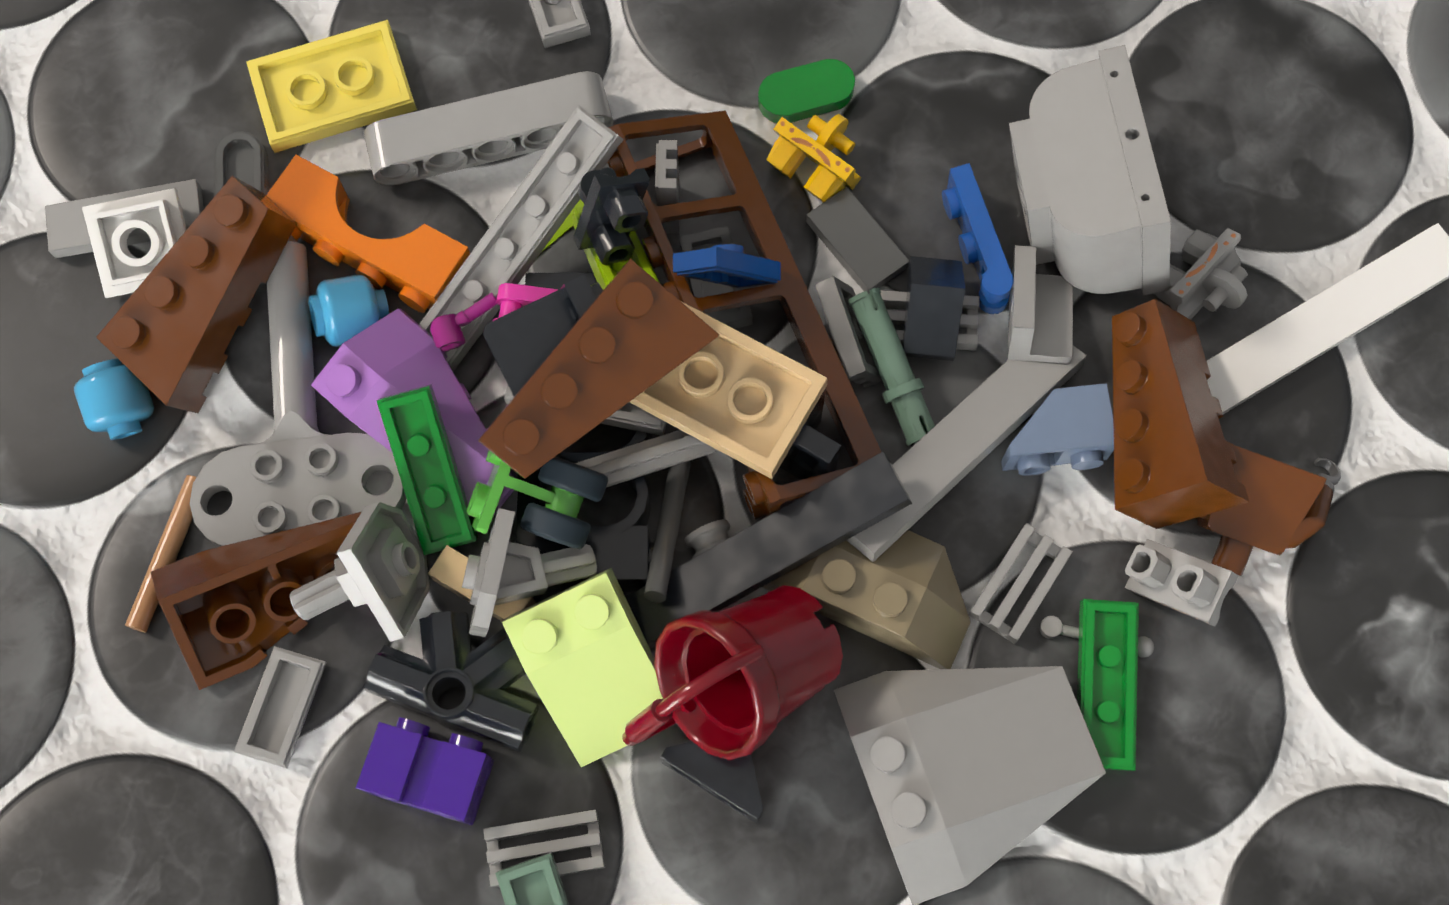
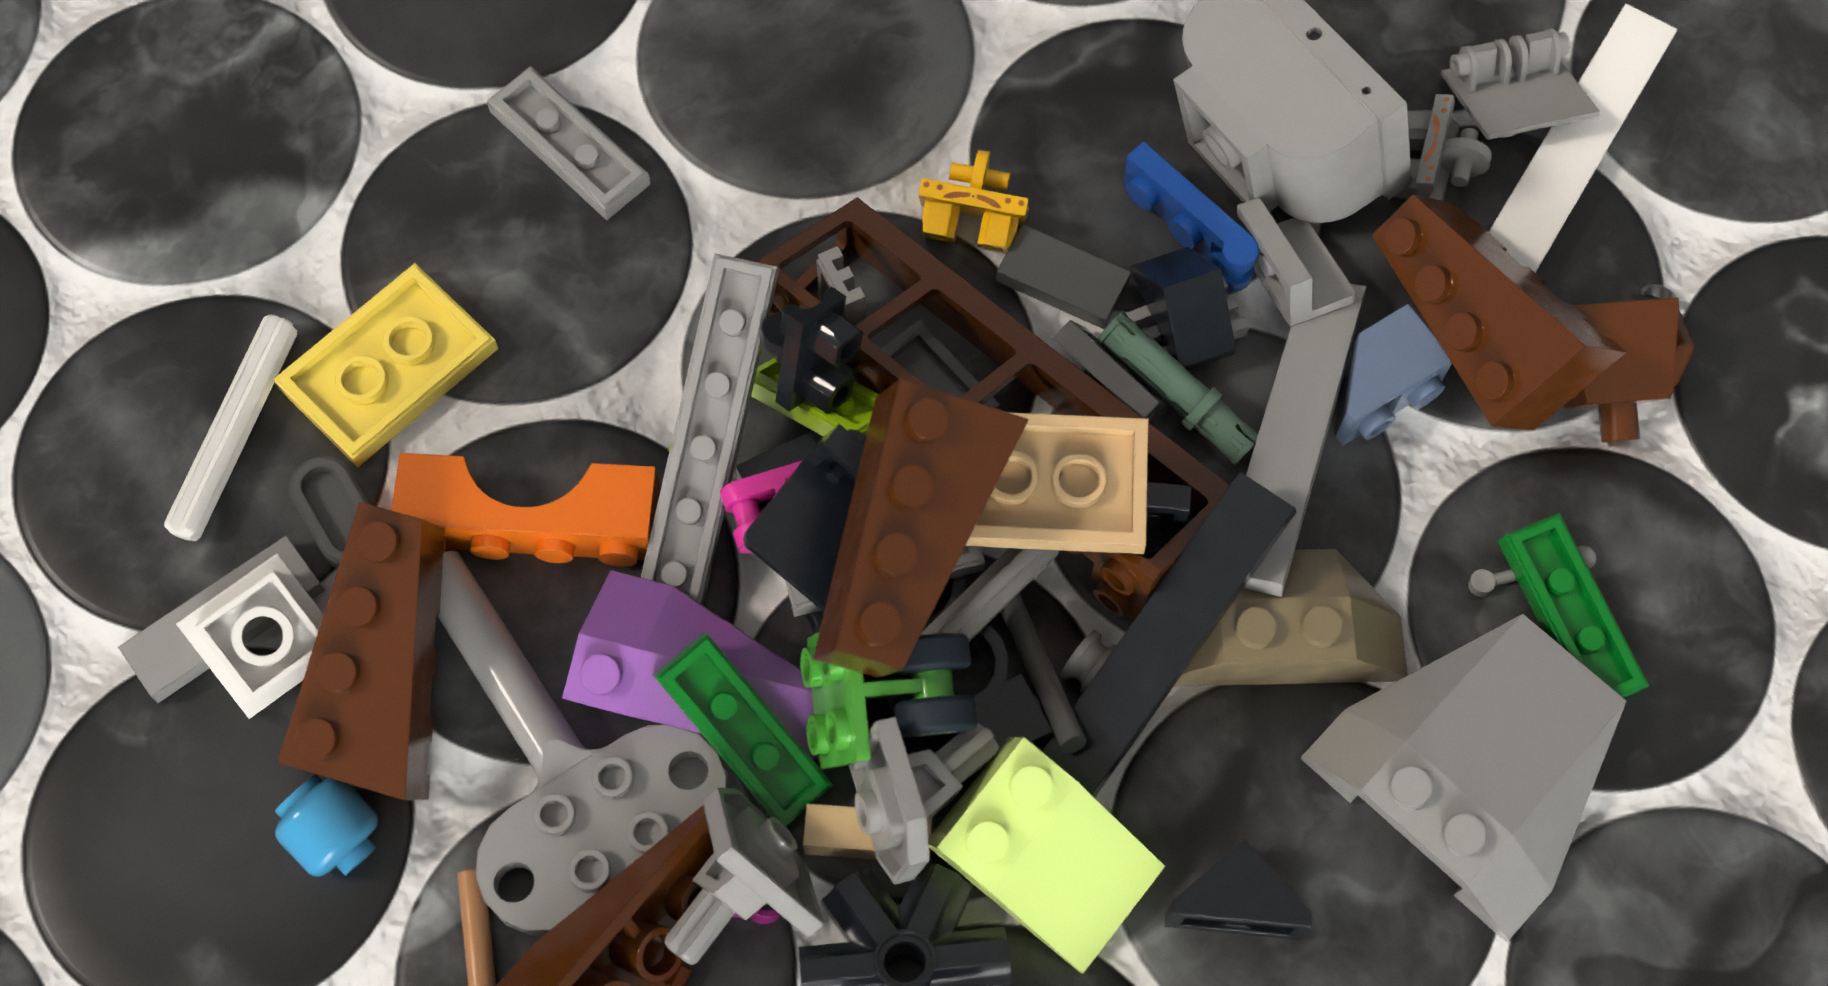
camera: 30 degrees left, 5 degrees down
(201, 84) = (230, 428): none -> white axle
(345, 308) = (548, 600): dark azure head -> none
(447, 328) = (683, 565): magenta hand -> none
(480, 128) = (592, 334): light grey beam -> none
(727, 266) = (964, 355): blue plate -> none
(739, 671) = (1213, 779): dark red piece -> none
(806, 90) = (921, 143): green tile -> none
(1043, 546) = (1430, 504): light grey tile -> none
(1179, 581) = (1590, 470): light grey hips -> none
(1304, 255) = (1518, 84): none -> light grey hinge

